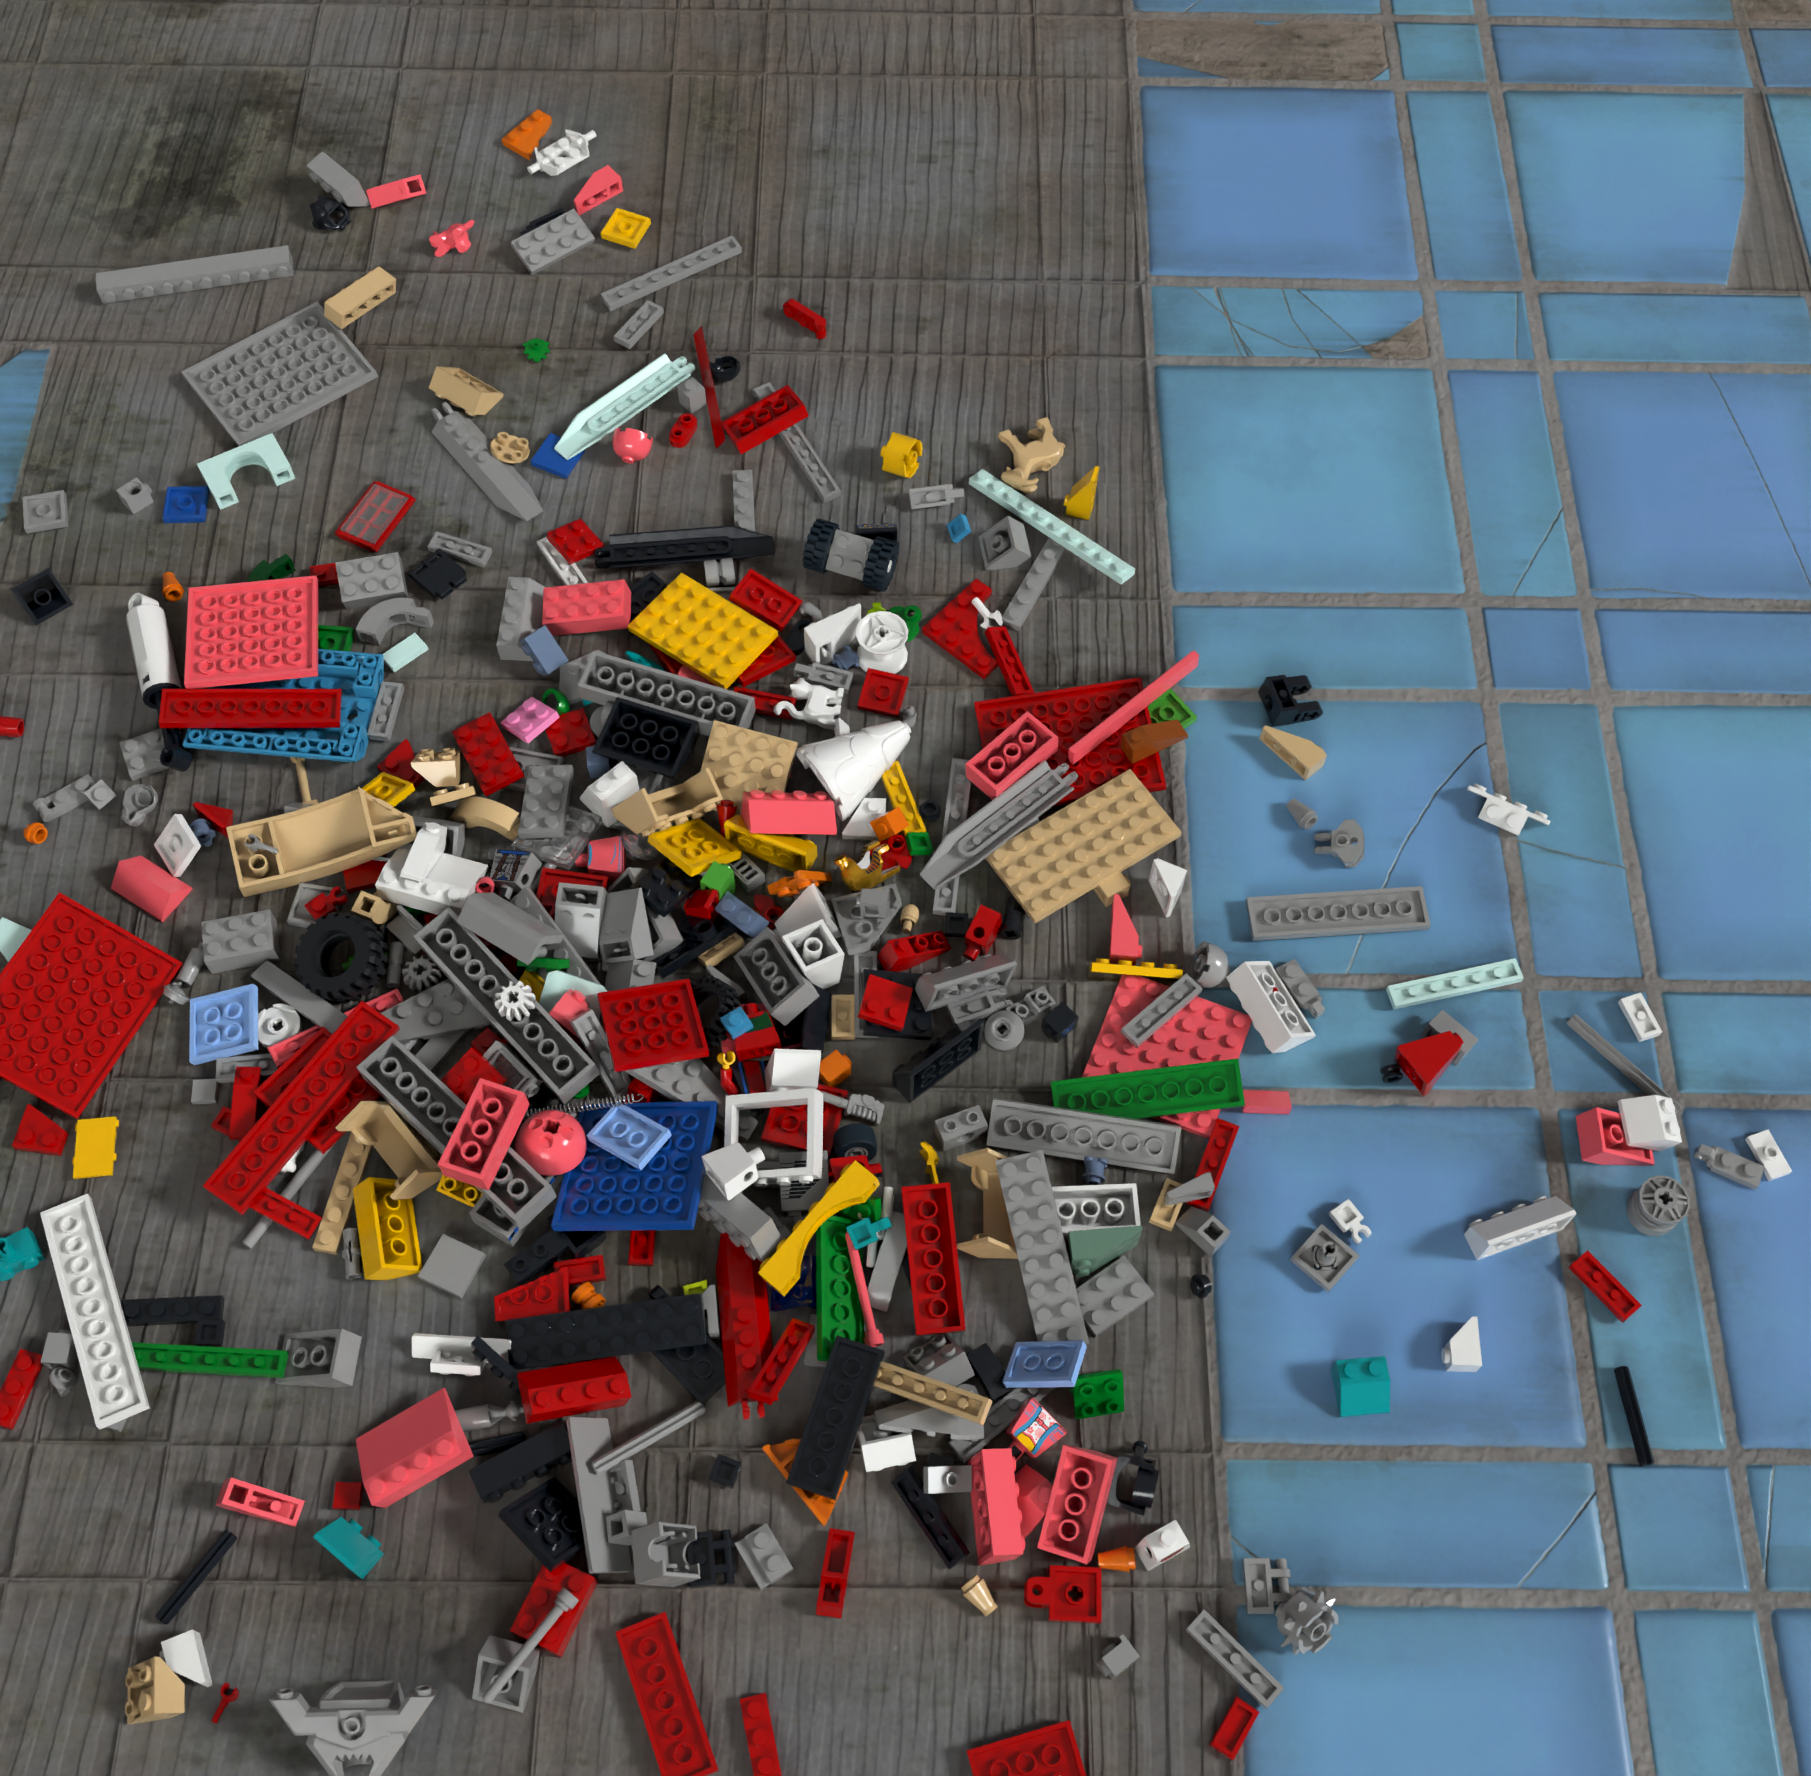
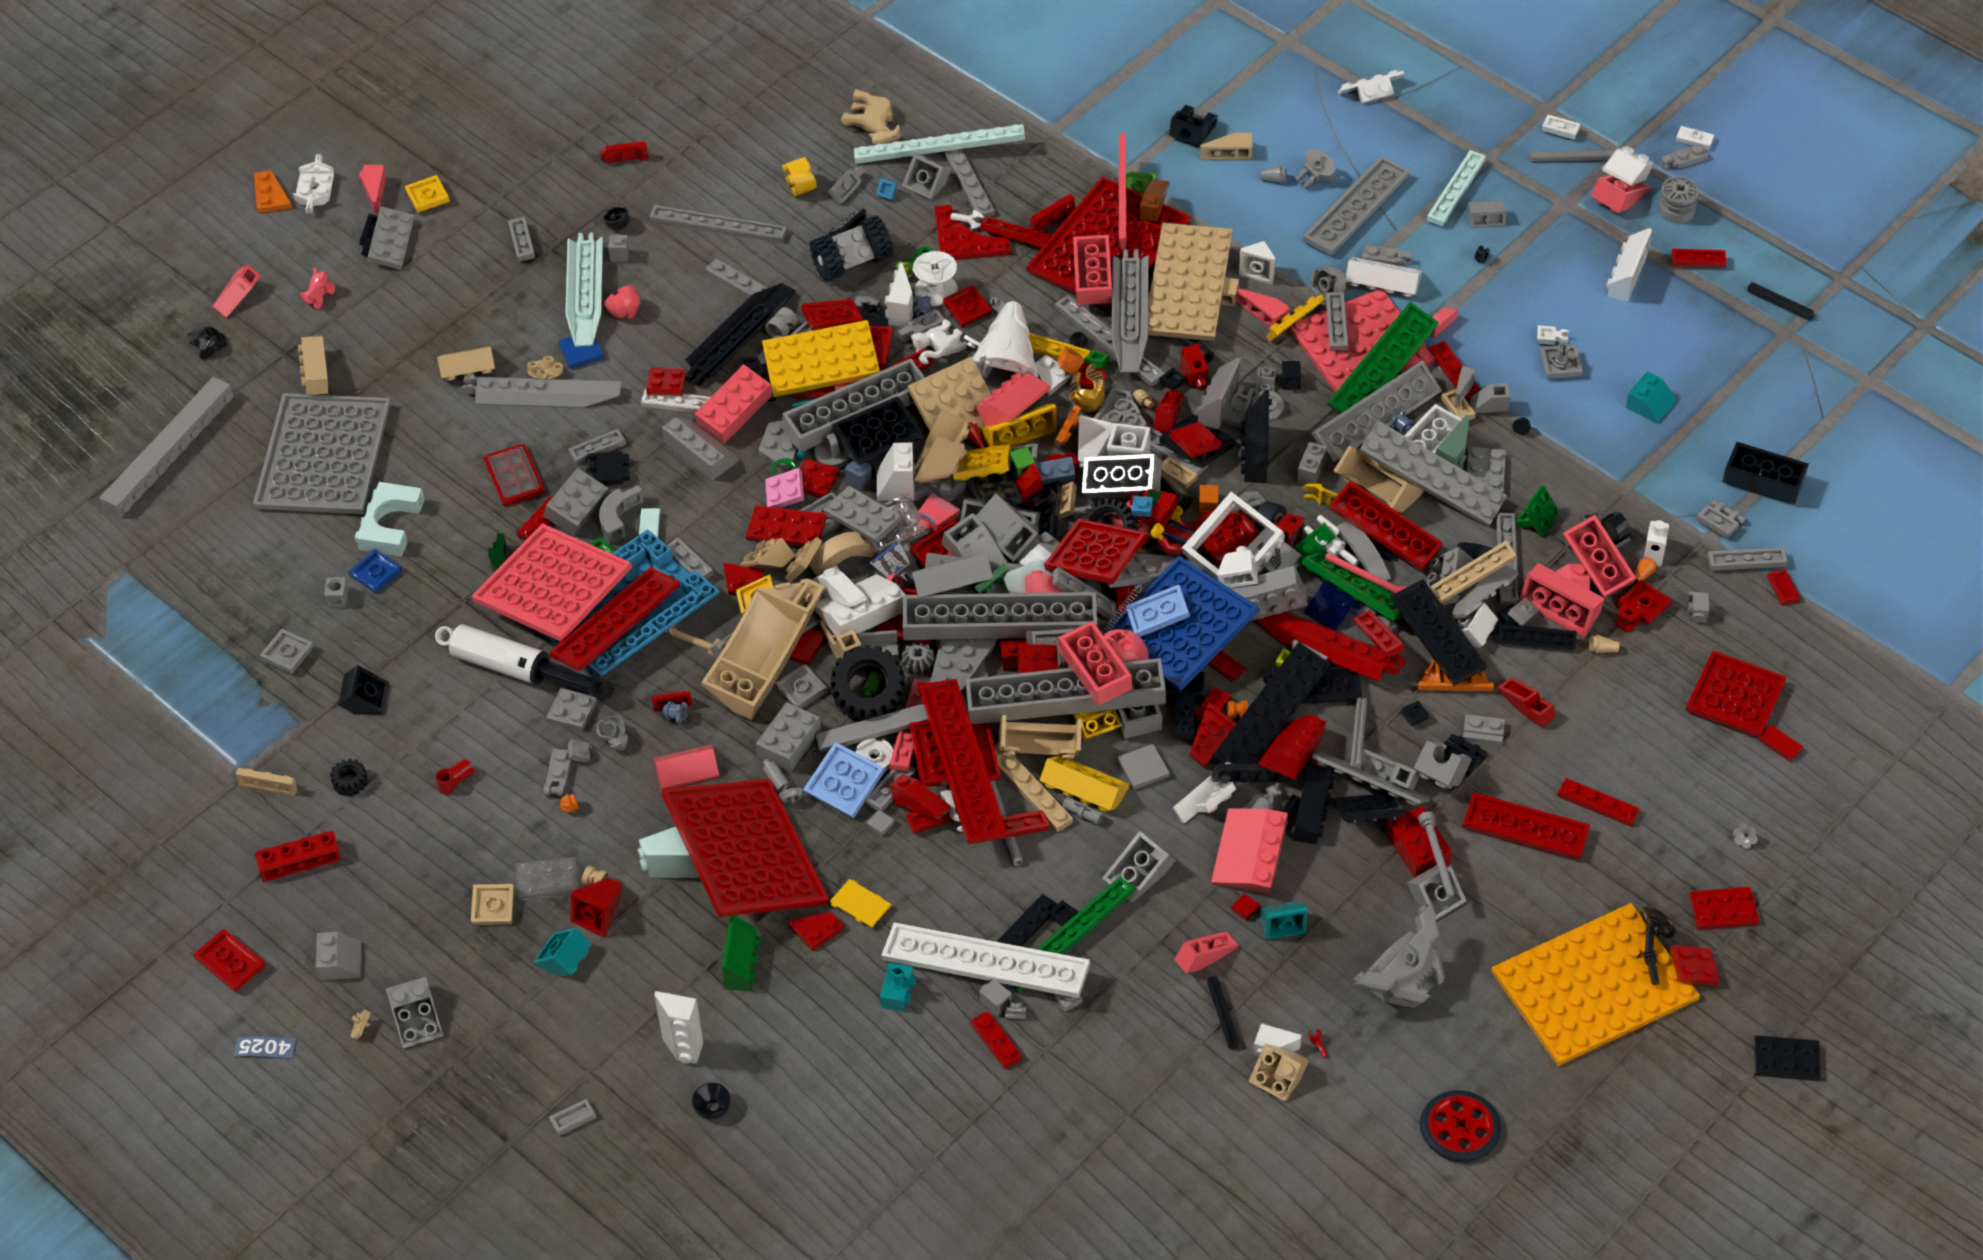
camera: 45 degrees left, 10 degrees down
(171, 587) = (446, 617): orange cone -> none
(177, 845) = (674, 727): white plate -> none
(258, 845) = (734, 673): light grey hand -> none
(324, 905) = (809, 677): red plate -> none
(337, 181) = (188, 312): light grey slope -> none
(508, 1007) = (1012, 599): white gear -> none
(536, 349) = (473, 305): green piece -> none
(543, 651) = (742, 446): sand blue brick -> none
(671, 273) = (497, 195): light grey plate -> none
(685, 428) = (638, 273): red plate -> none
(708, 384) = (605, 231): red sticker -> none
(764, 419) = (684, 224): red slope -> none
(792, 1069) = (1197, 507): white slope -> none
(850, 1189) = (1321, 591): yellow arch -> none
(865, 1231) = (1337, 543): teal plate -> none
(874, 902) = (1120, 400): light grey brick -> none
(1033, 1430) = (1531, 552): torso -> none
(1044, 1364) = (1501, 519): light blue plate -> none
(1061, 673) = (1052, 213): none -> red plate
(1082, 496) = (938, 110): yellow slope -> none
(1306, 1621) = (1758, 508): light grey brick -> none
(1368, 1588) = (1765, 472): none -> black brick
(1428, 1058) = (1494, 229): red slope -> none
(1463, 1349) = (1674, 340): white slope -> none

